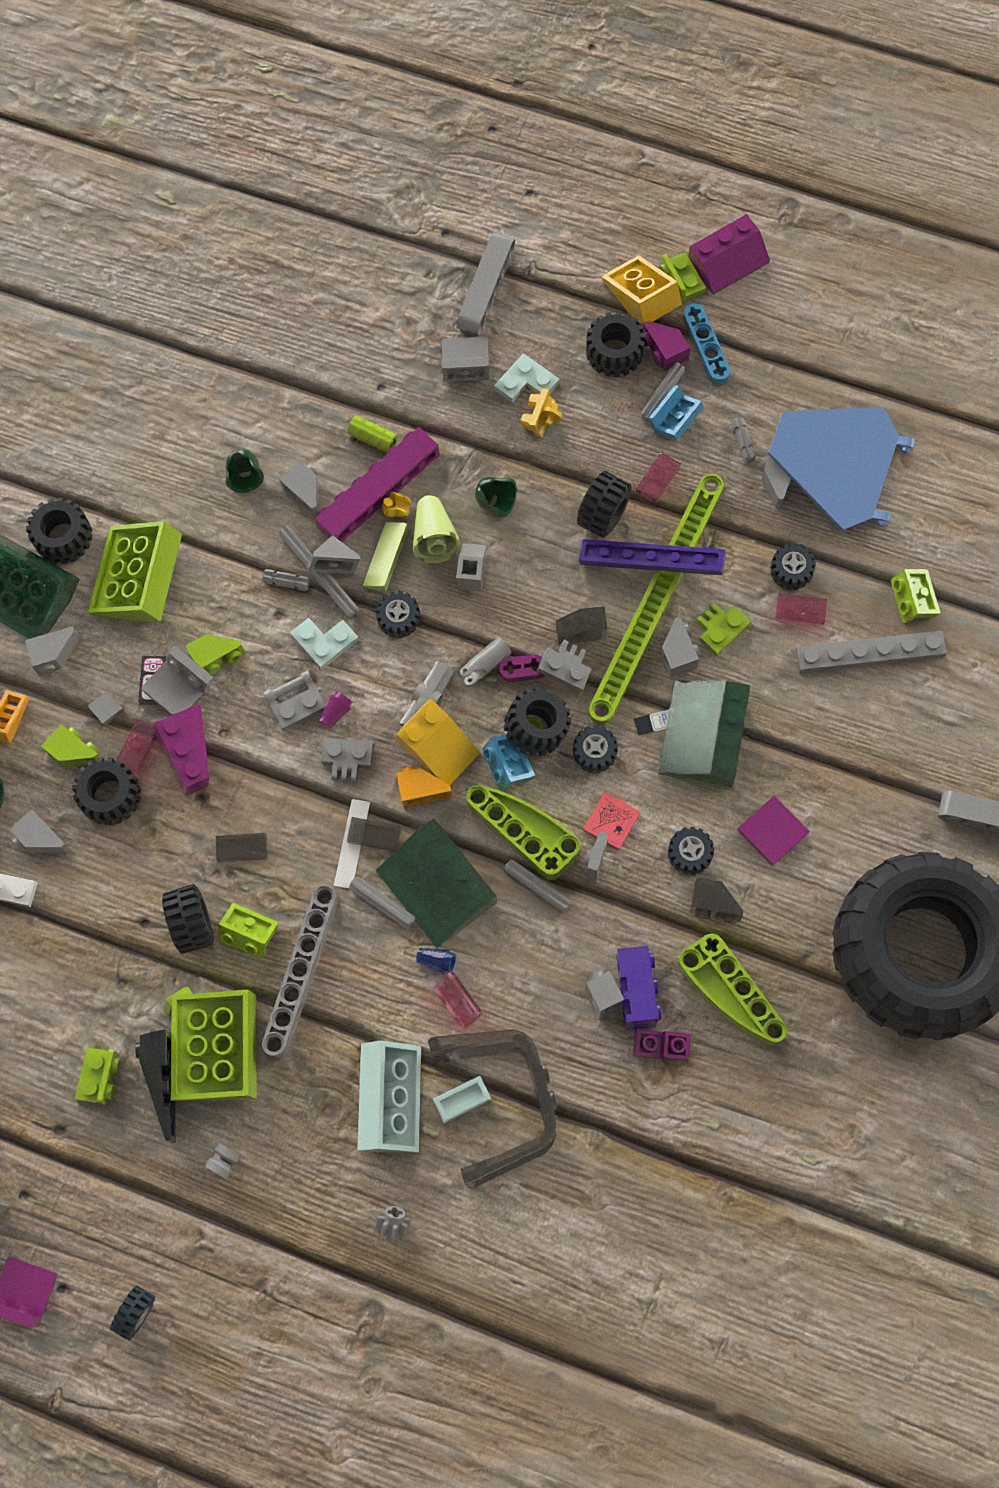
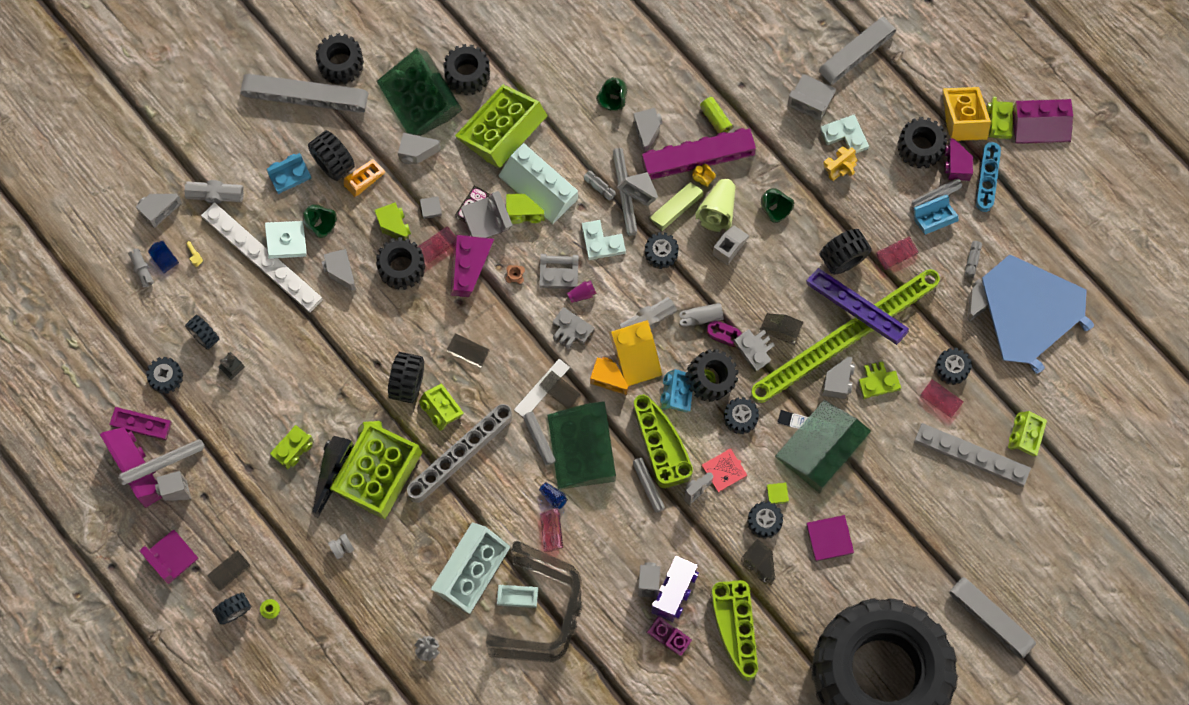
camera: 25 degrees right, 0 degrees up
(103, 1267) = (228, 570): none -> clear smoke tile
(187, 1285) = (274, 613): none -> lime plate
(204, 609) = (540, 182): none -> light aqua slope
(247, 724) = (519, 270): none -> nougat plate
(686, 813) = (777, 493): none -> lime tile

